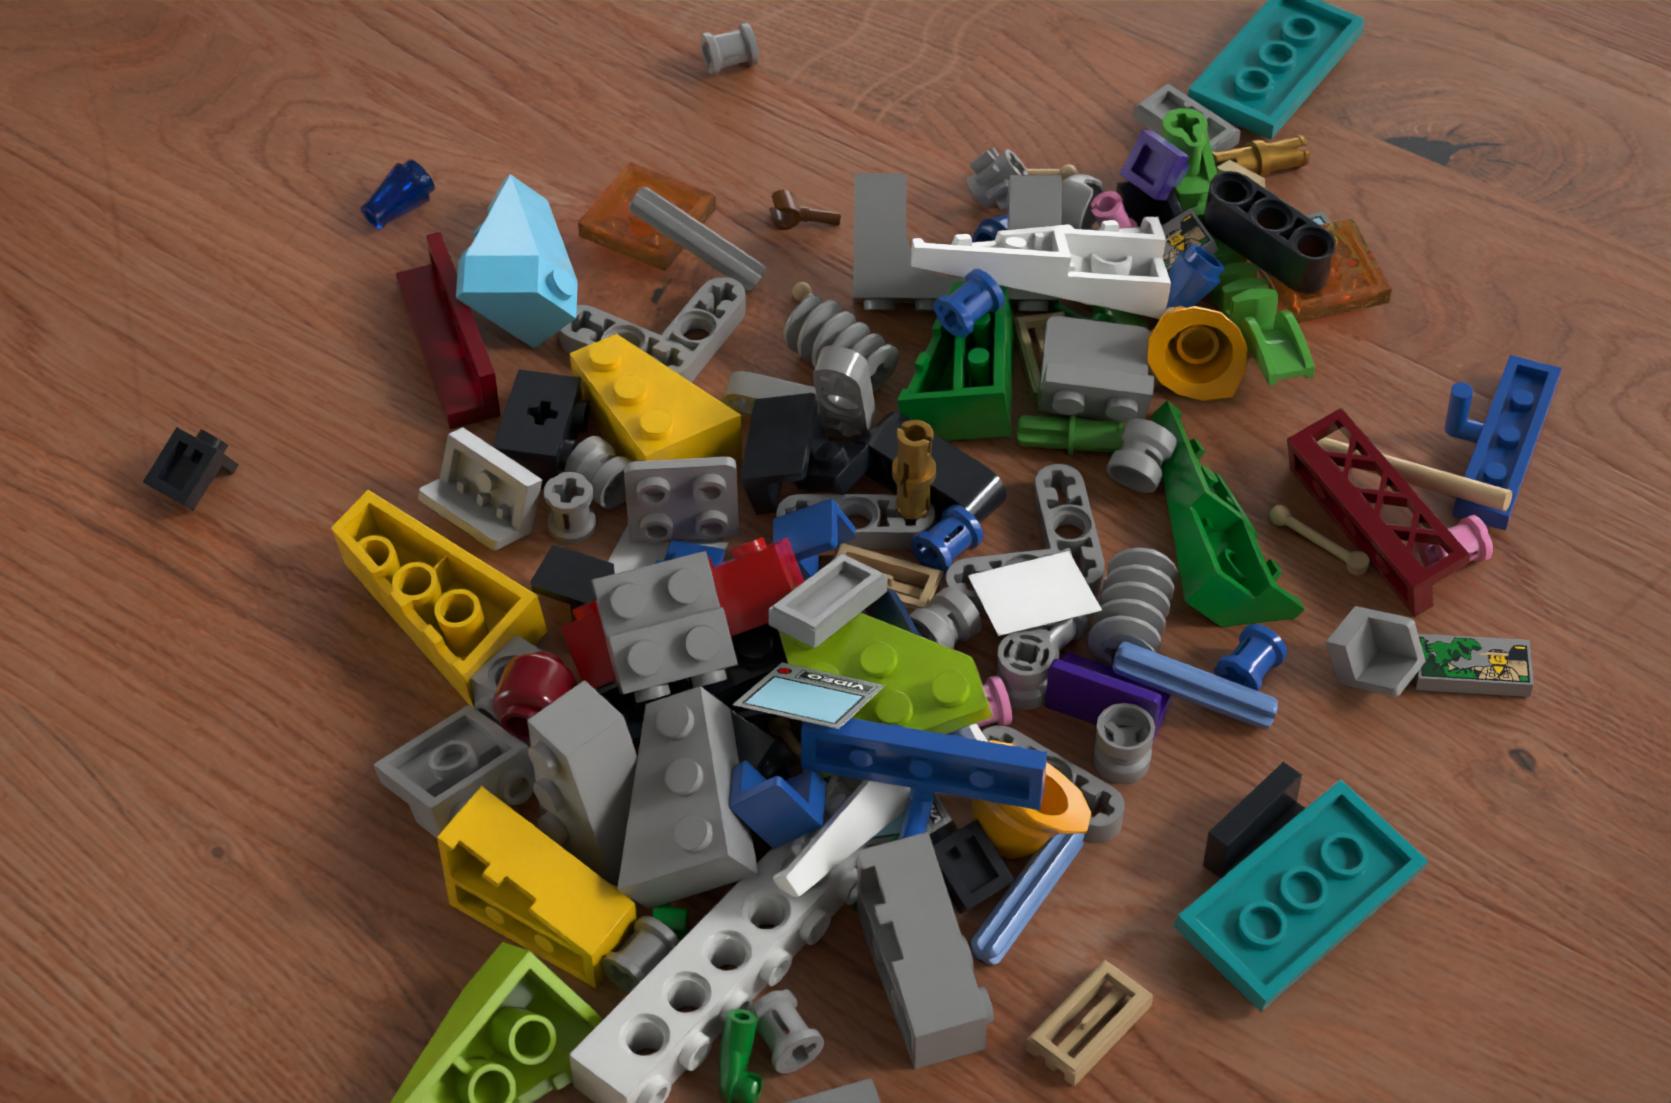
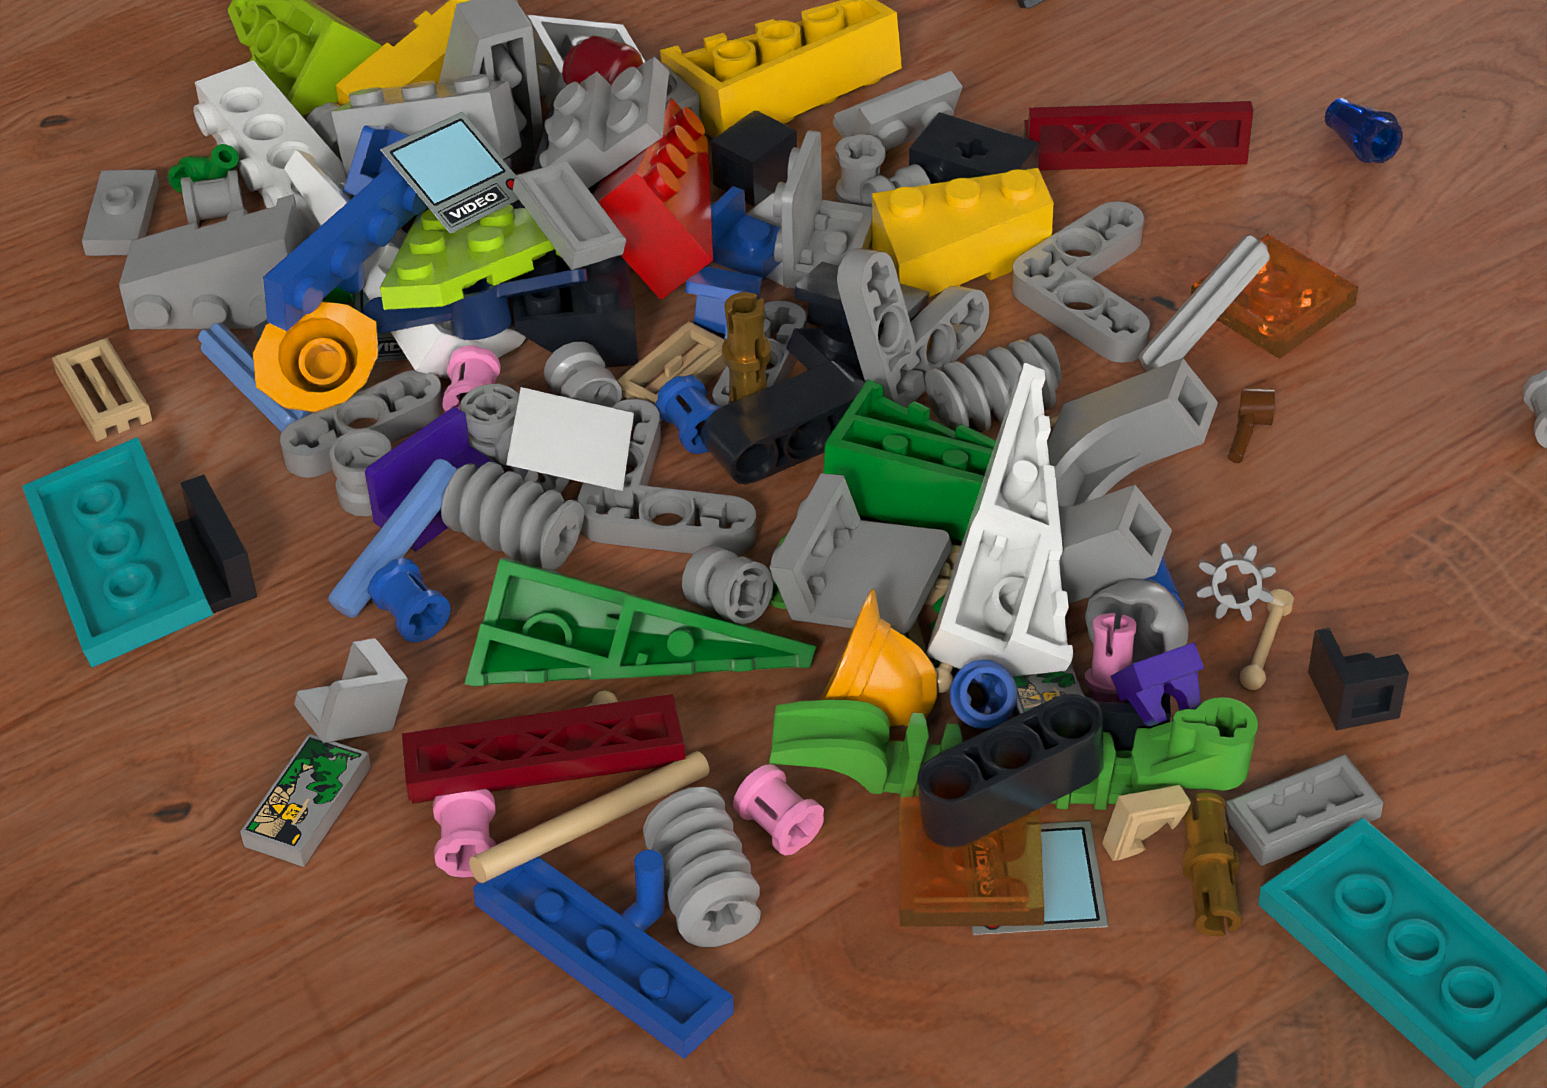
camera: 110 degrees right, 5 degrees down
(519, 267) = (1203, 168): medium azure wedge -> none
(969, 303) = (947, 431): blue bush -> none
(1063, 119) = (1356, 686): none -> black panel
(1336, 377) = (778, 809): none -> bright pink bush
(1409, 398) = (703, 867): none -> light grey piece

